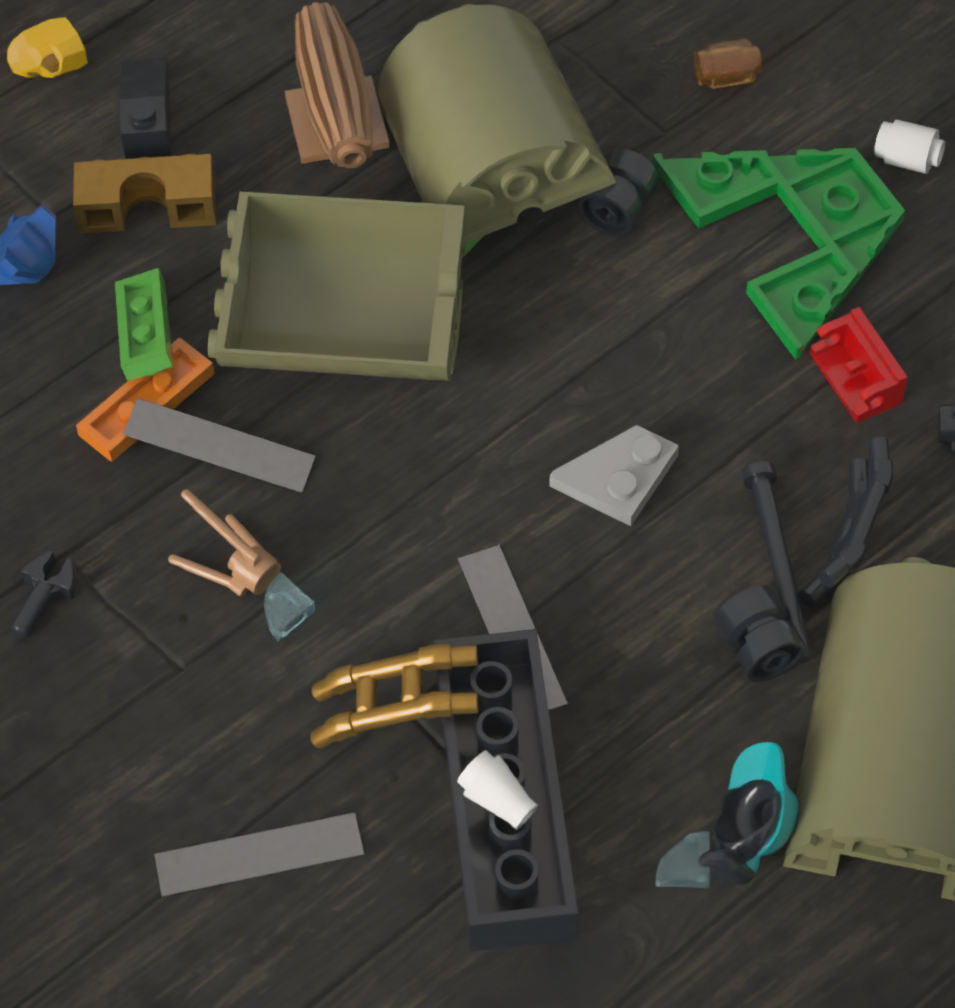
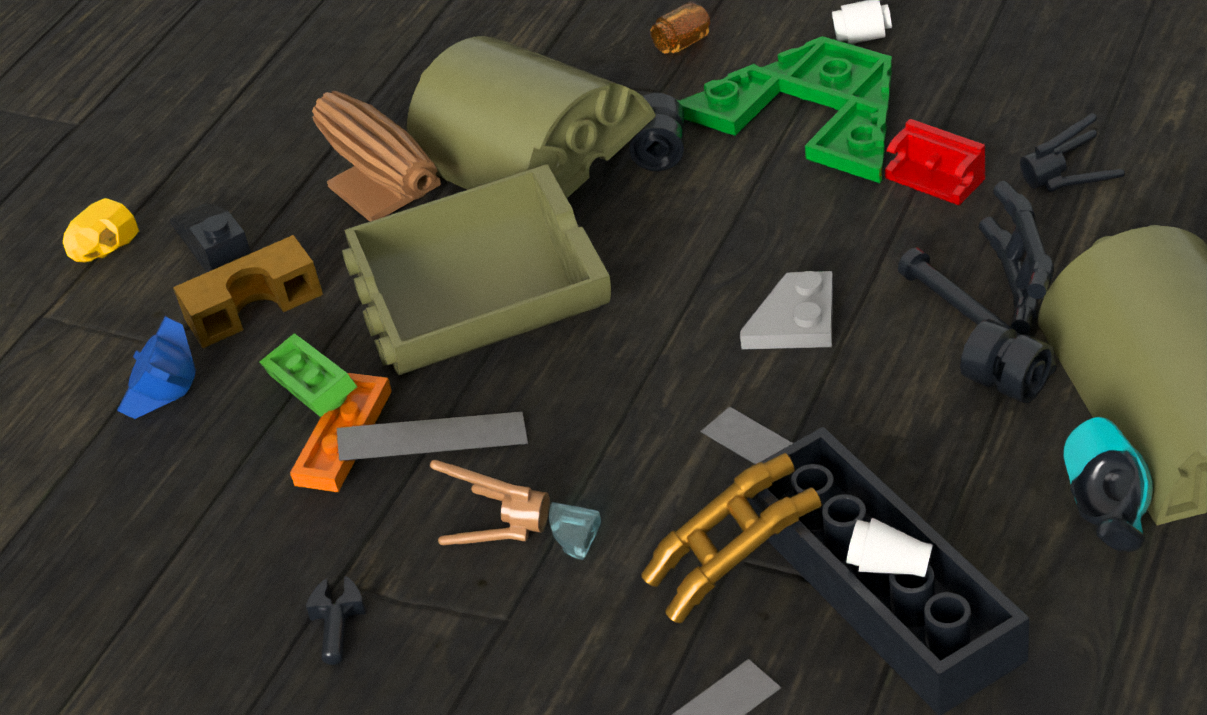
camera: 20 degrees left, 15 degrees down
(681, 864) = (1077, 558): clear light blue tile -> none

